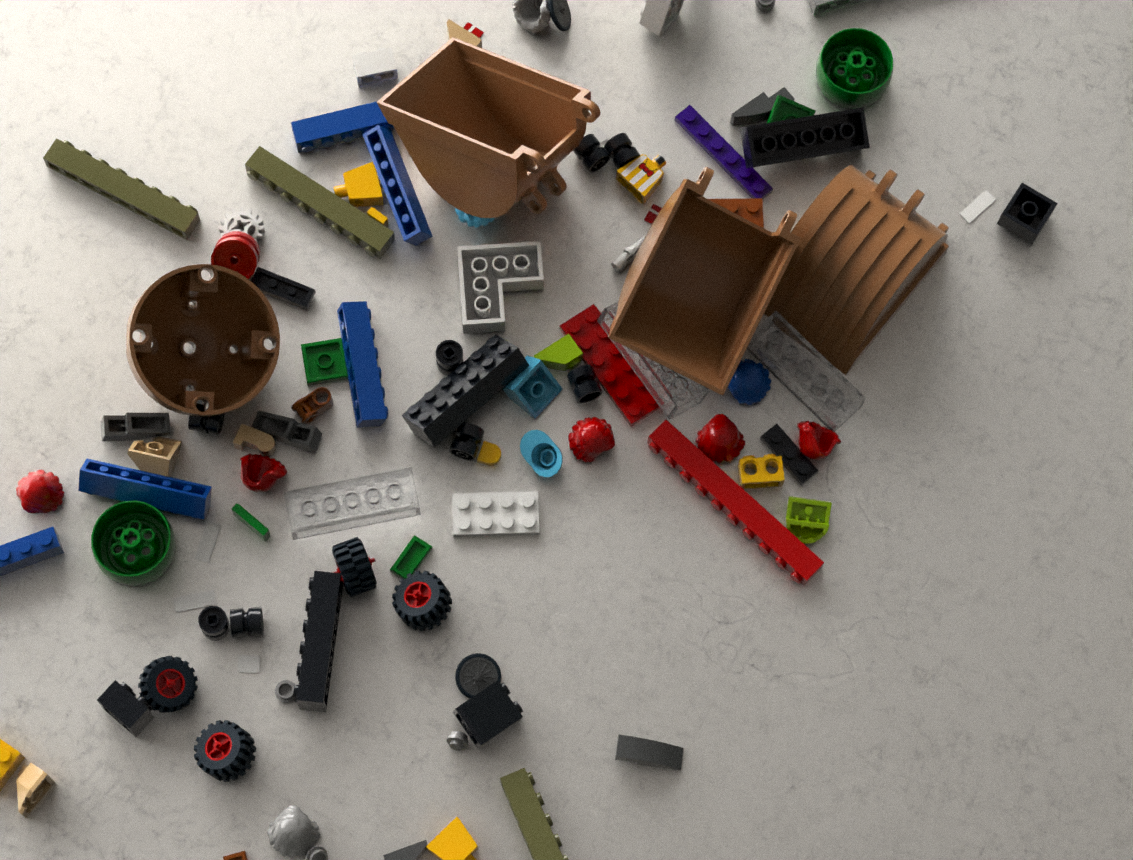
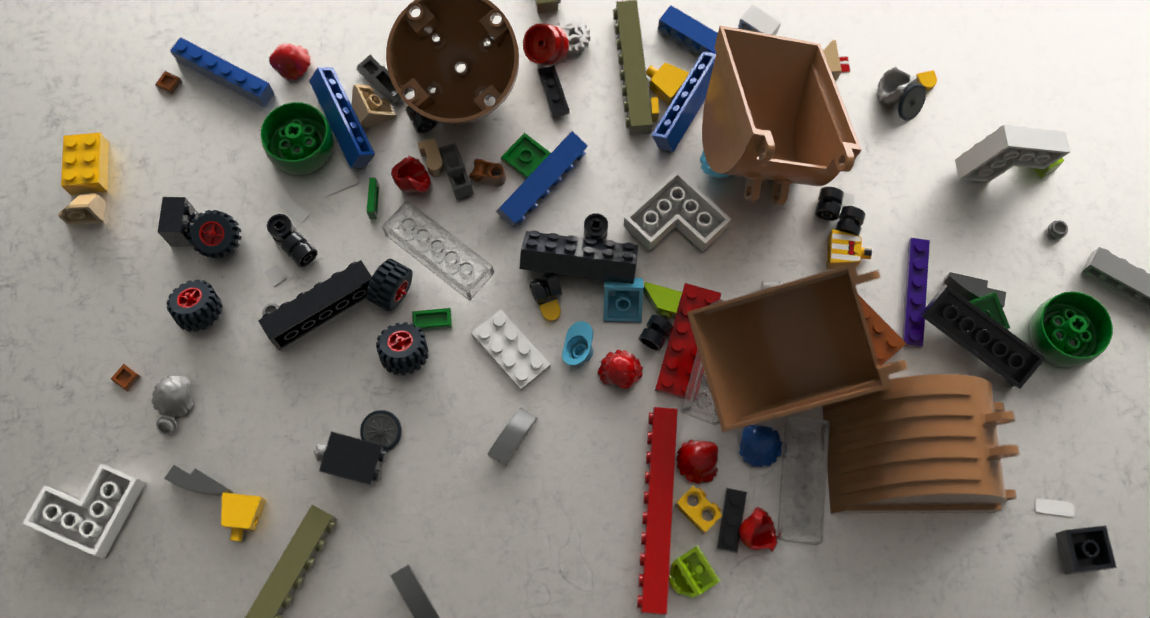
camera: 55 degrees right, 0 degrees up
(576, 571) = (512, 436): none -> dark grey slope

